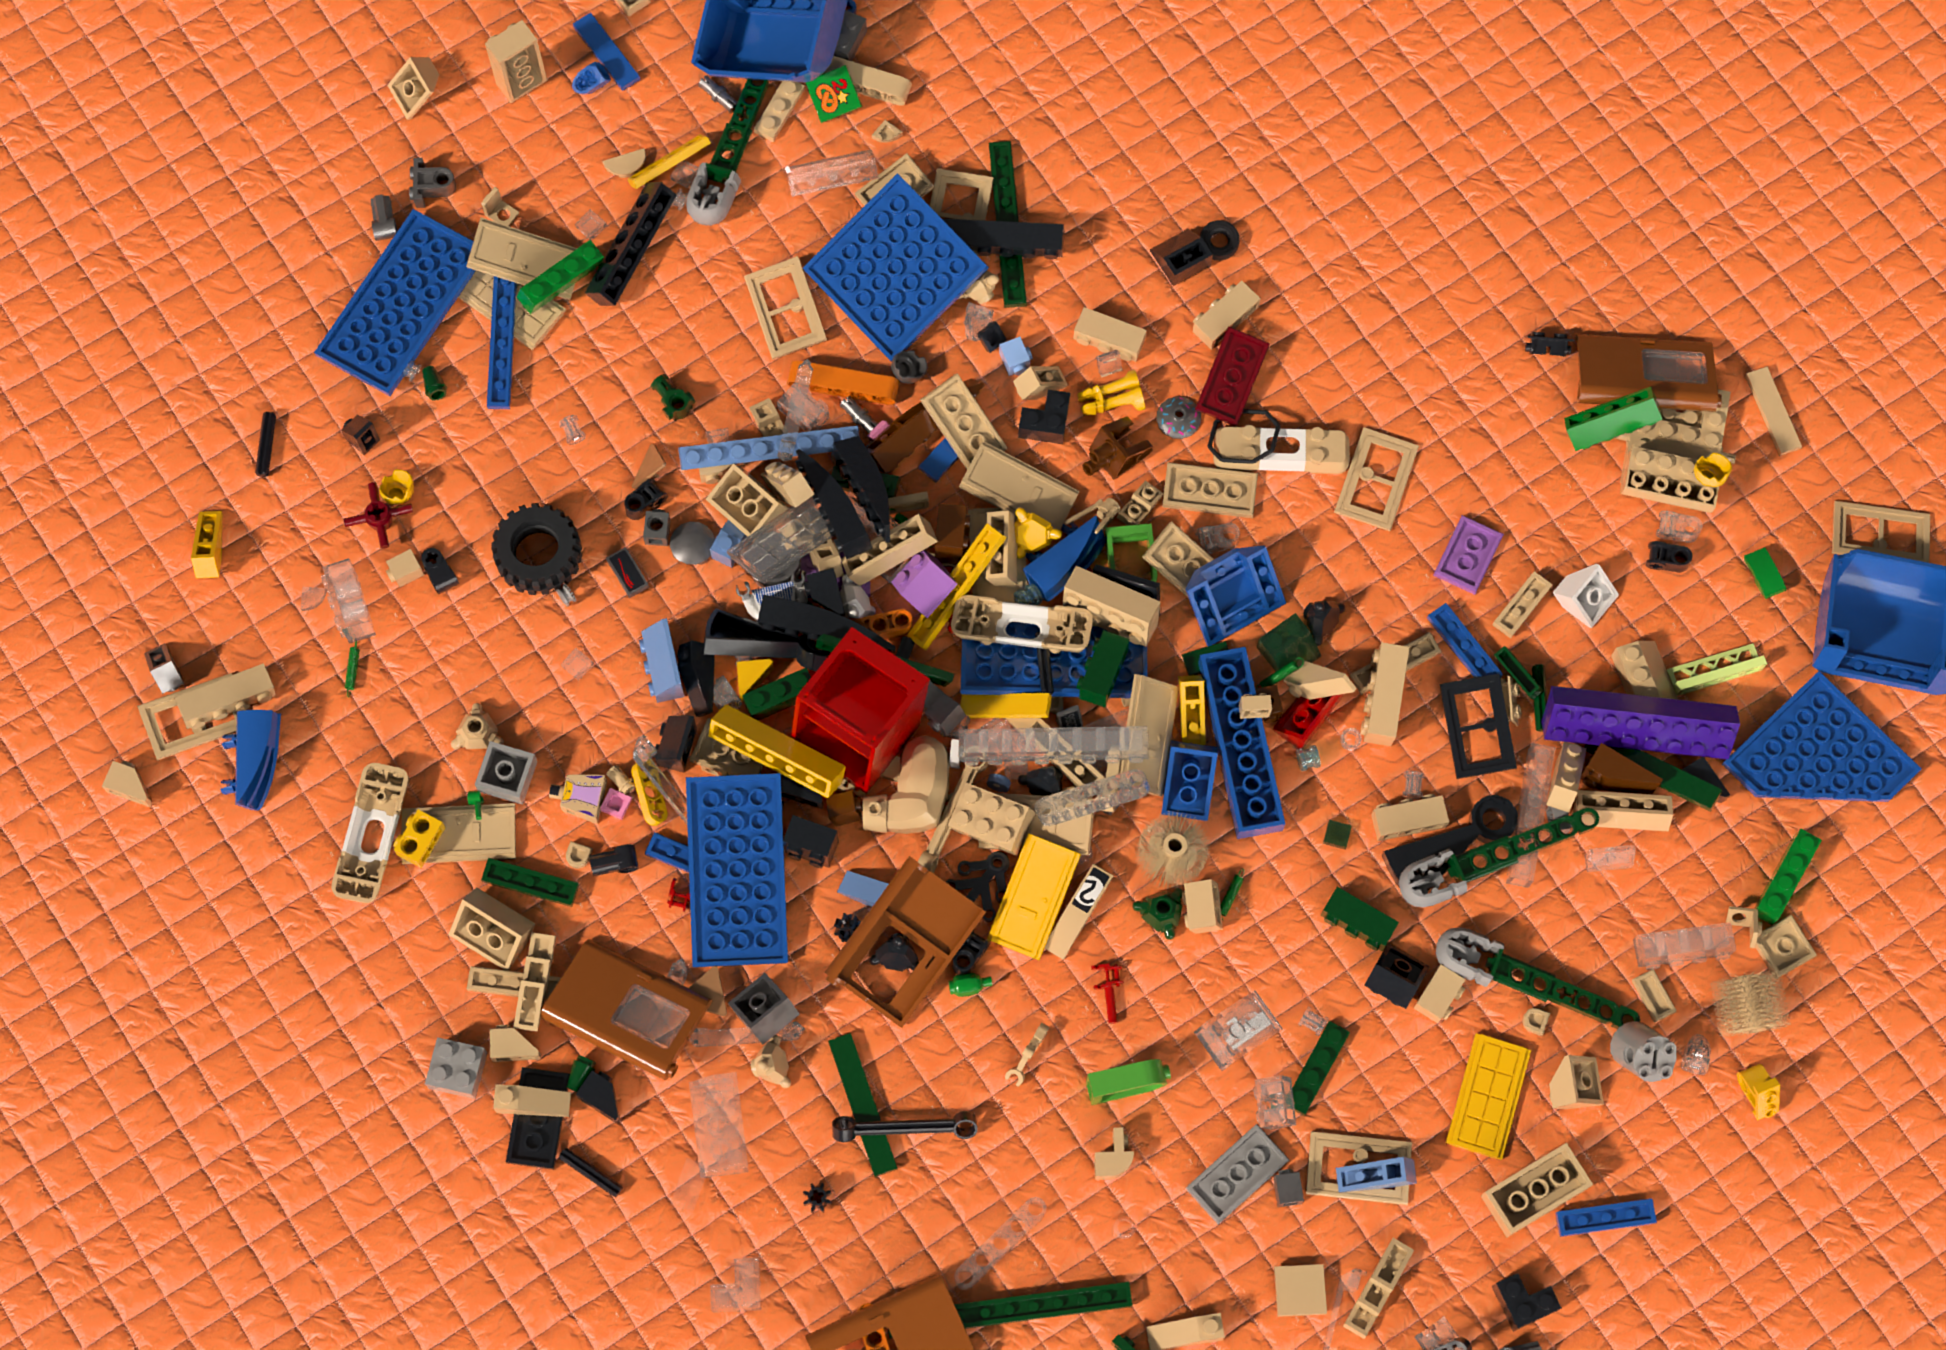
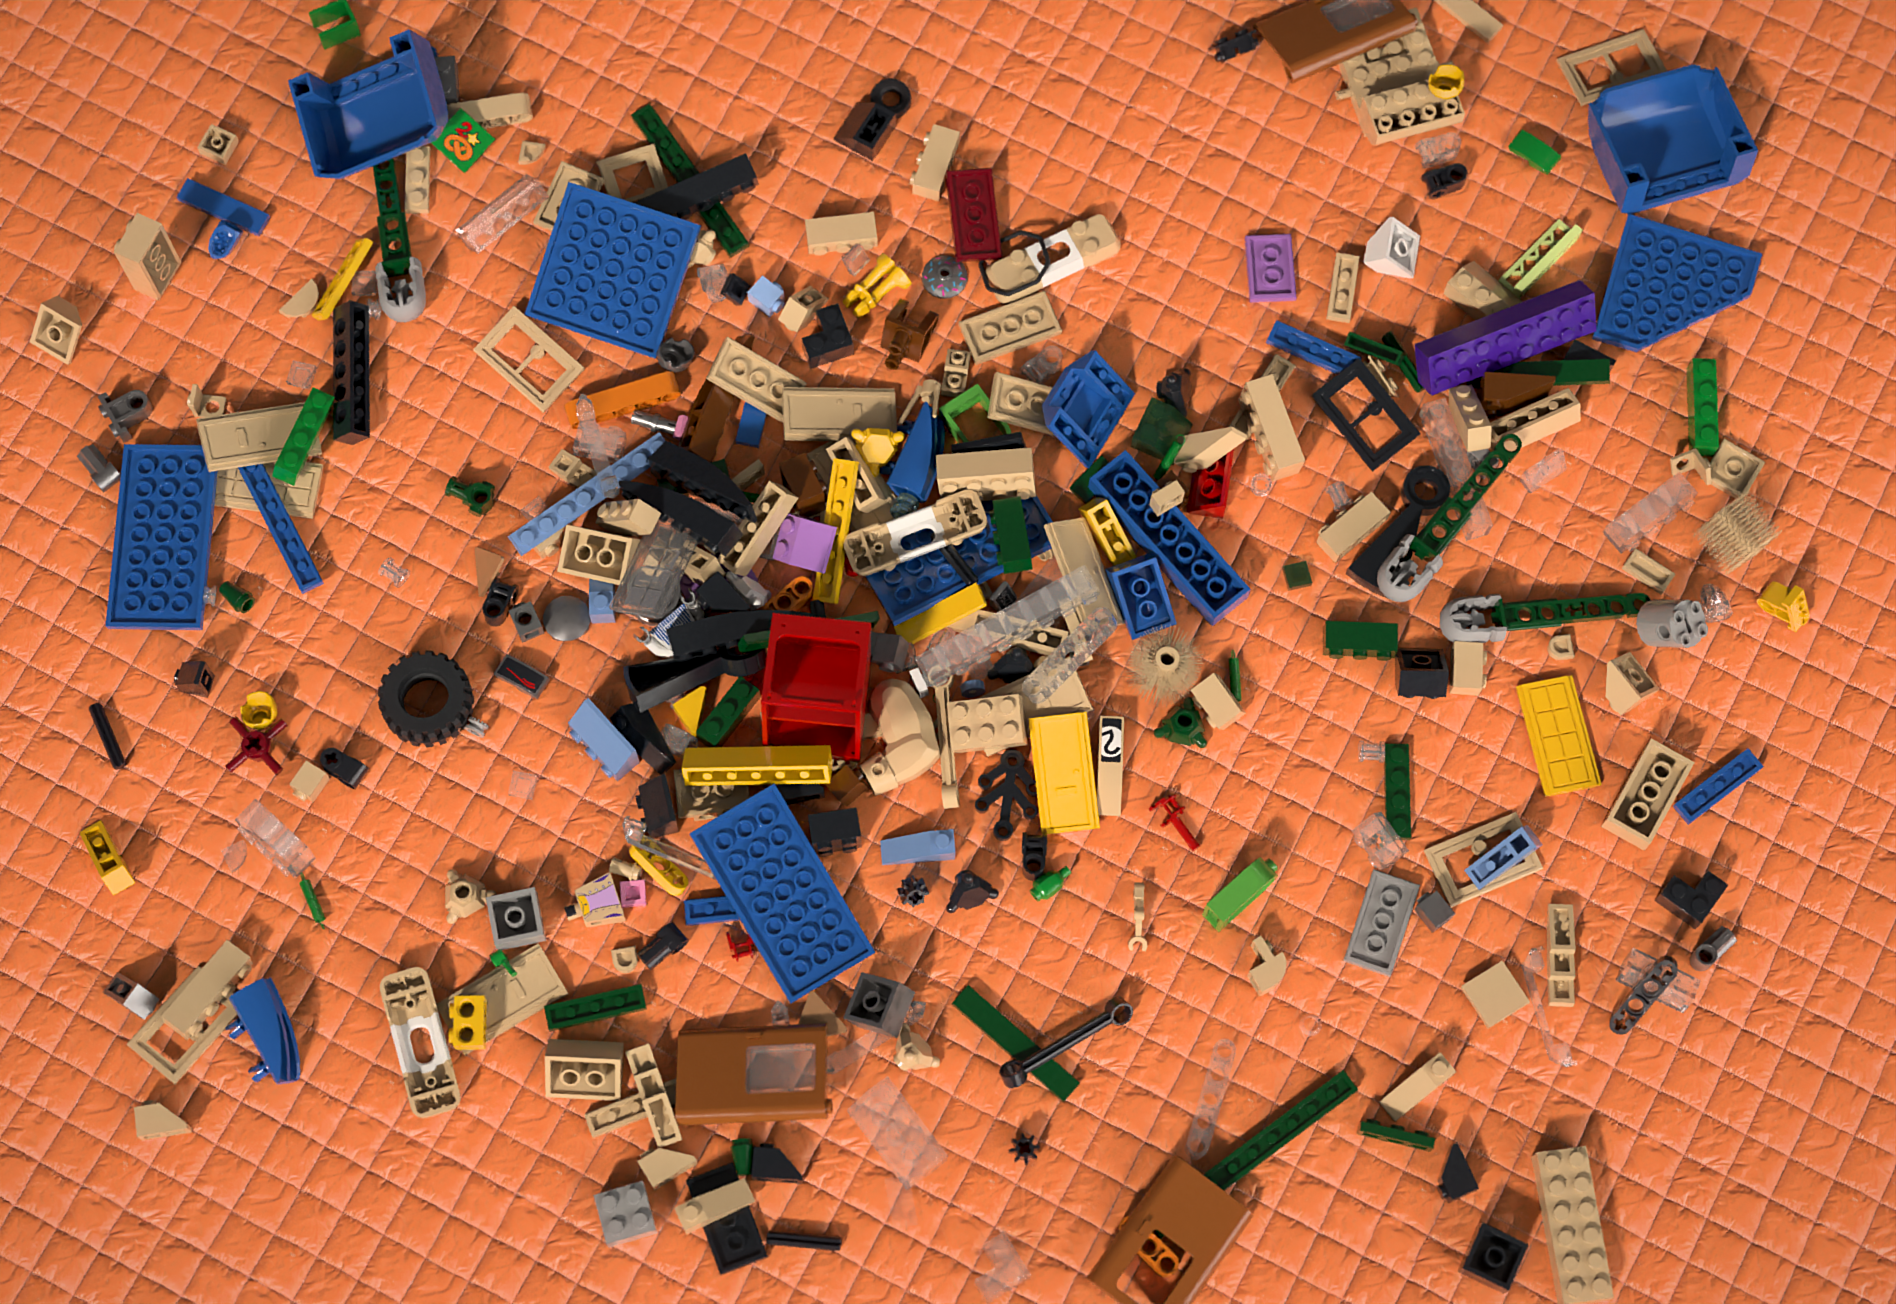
camera: 30 degrees left, 0 degrees up
(718, 93) = (353, 194): flat silver pin -> none
(926, 913) = (982, 840): dark orange piece -> none
(1238, 1030) = (1310, 795): clear slope -> none
(1308, 758) = (1234, 521): clear light blue wheel -> none
(1366, 473) = (1129, 244): tan door -> none
(1613, 419) = (1331, 81): brick -> none

